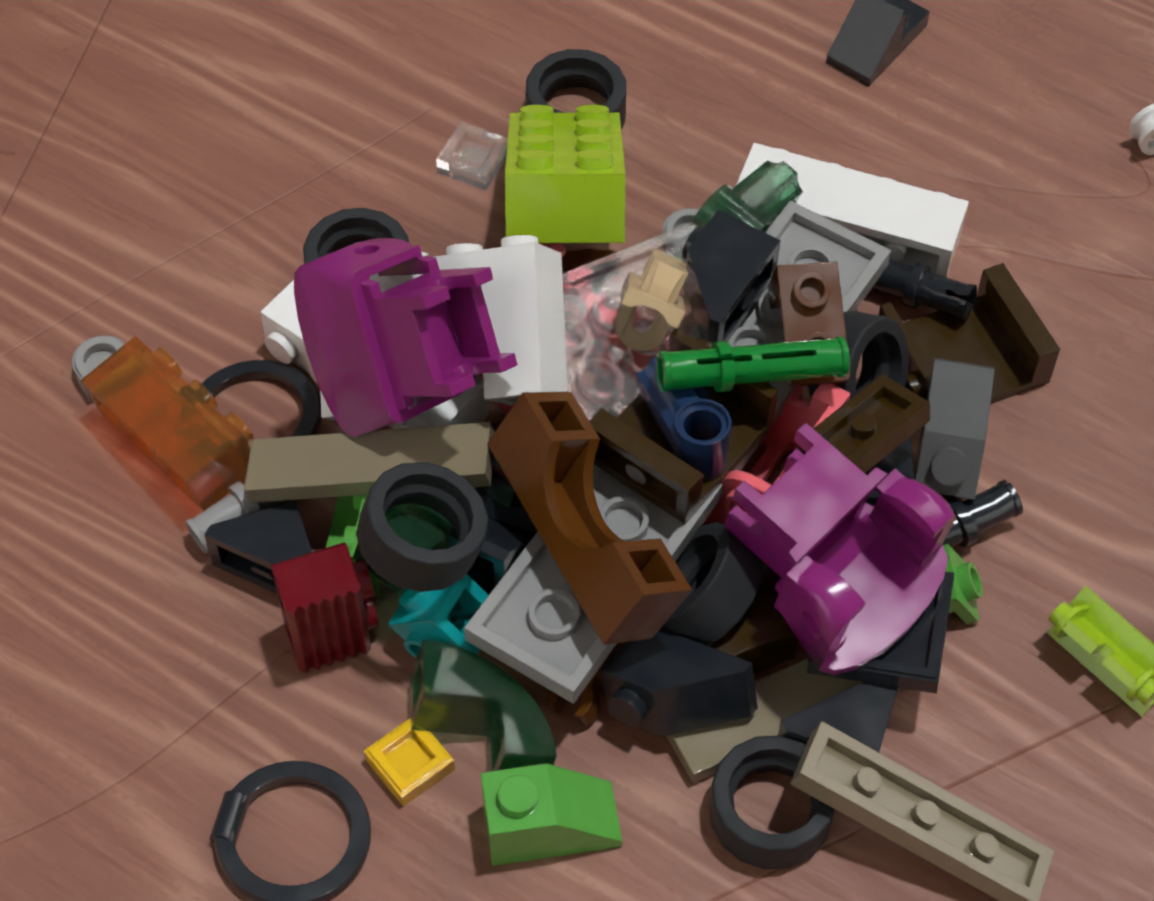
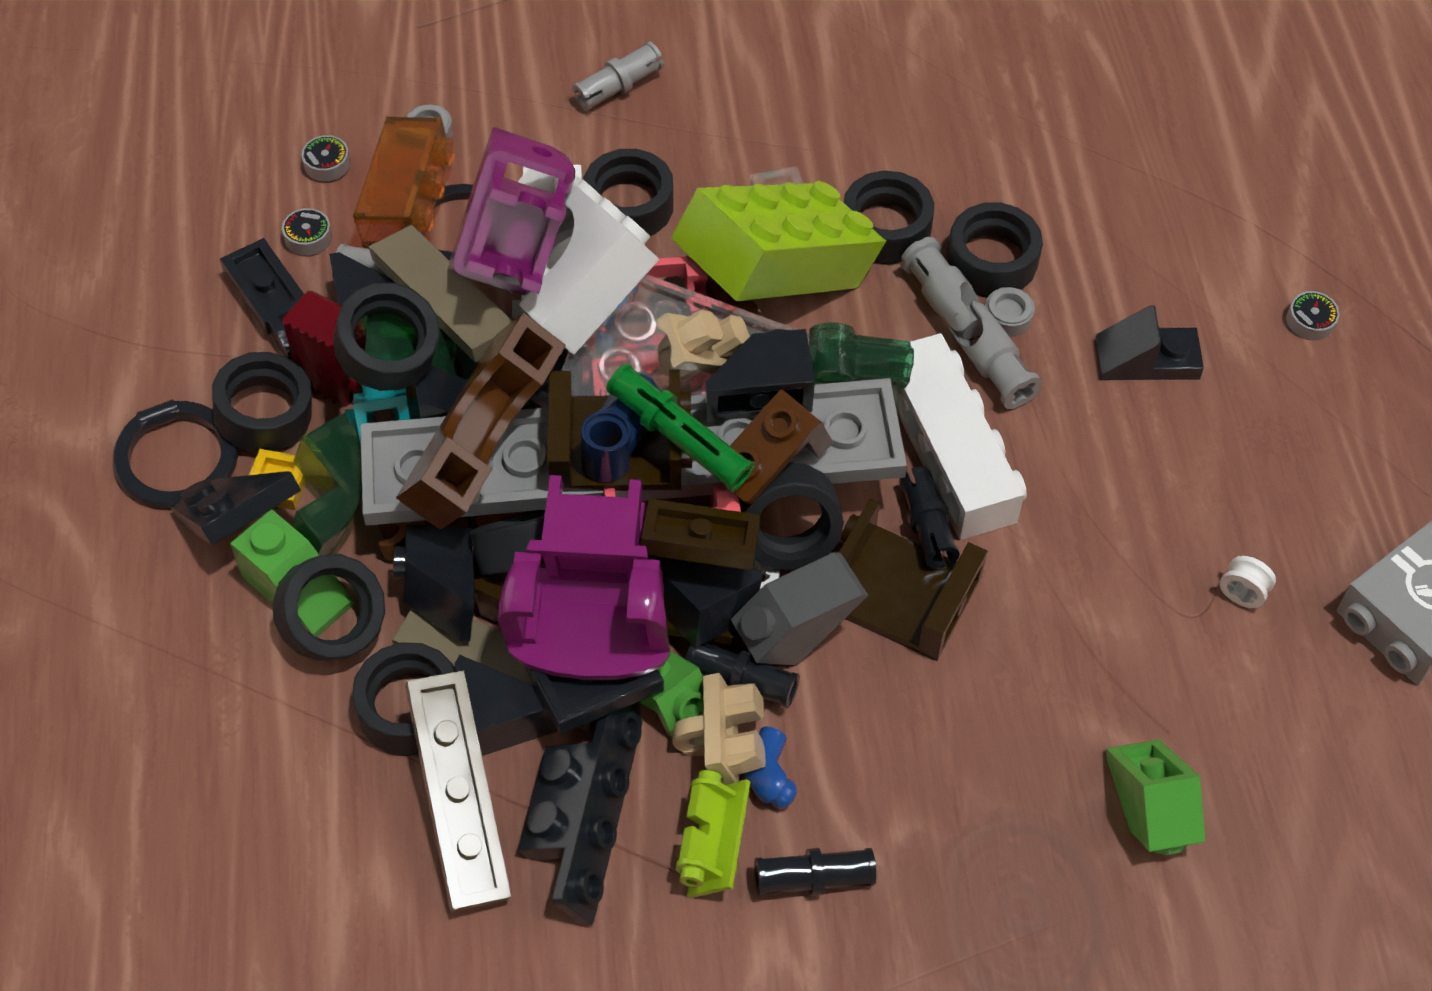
camera: 50 degrees right, 0 degrees up
(51, 472) = (326, 158): none -> tile
(127, 546) = (306, 231): none -> tile
(185, 623) = (264, 287): none -> black hinge
(209, 179) = (618, 76): none -> light grey pin
(307, 670) = (262, 370): none -> black tyre
(427, 813) = (227, 504): none -> black wing
(599, 820) = (370, 607): none -> black tyre
(689, 26) = (1000, 221): none -> black tyre
(705, 116) = (955, 300): none -> light grey piece
(749, 93) = (1011, 309): none -> light grey tile
(994, 556) = (716, 731): none -> tan hips
(997, 744) = (579, 810): none -> black bracket
(1069, 573) = (771, 781): none -> blue arm

